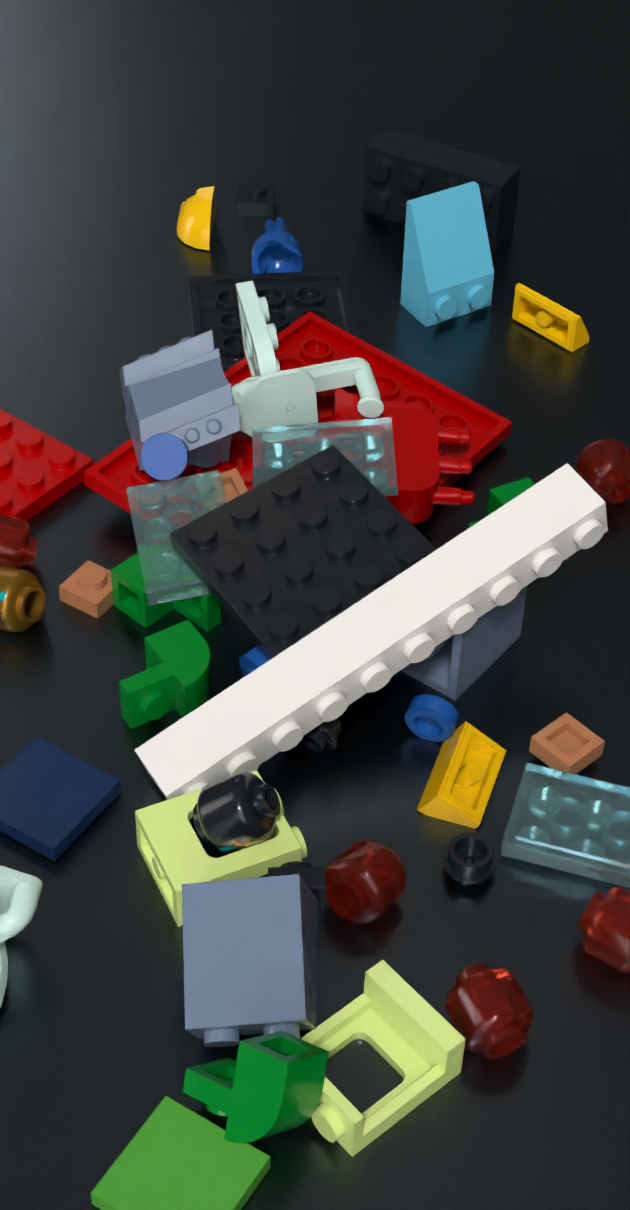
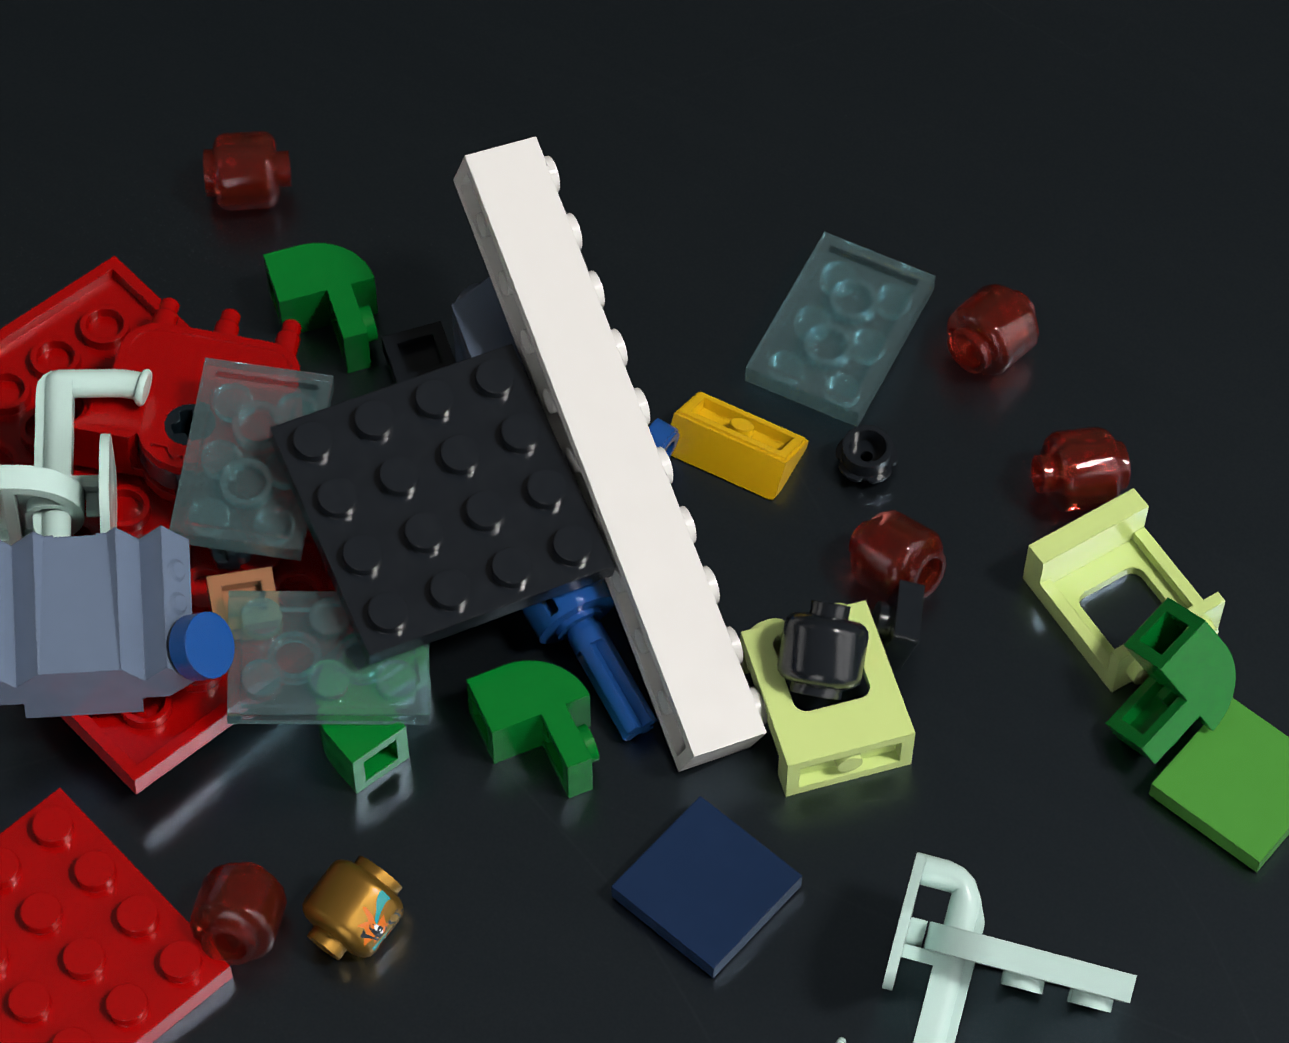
camera: 80 degrees left, 15 degrees up
(88, 589) = (332, 811): nougat plate -> none
(249, 958) = (1008, 670): sand blue slope -> none
(566, 745) = (715, 326): nougat plate -> none

